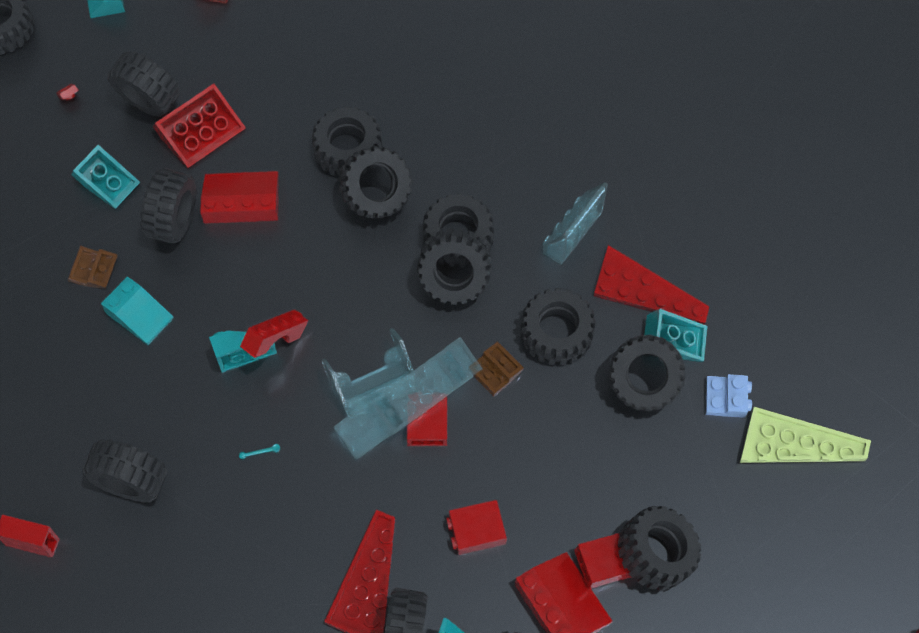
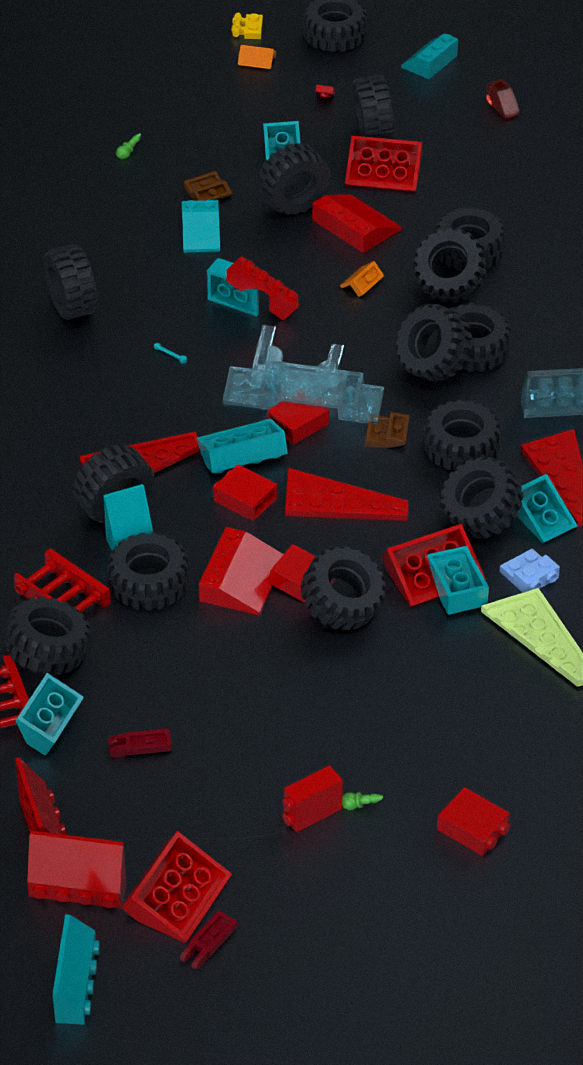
camera: 50 degrees right, 20 degrees down
(311, 246) = (364, 278): none -> orange panel
(425, 488) = (242, 445): none -> teal slope
(530, 471) = (323, 497): none -> red wing
(671, 458) = (409, 564): none -> red slope
(705, 454) = (458, 580): none -> teal slope

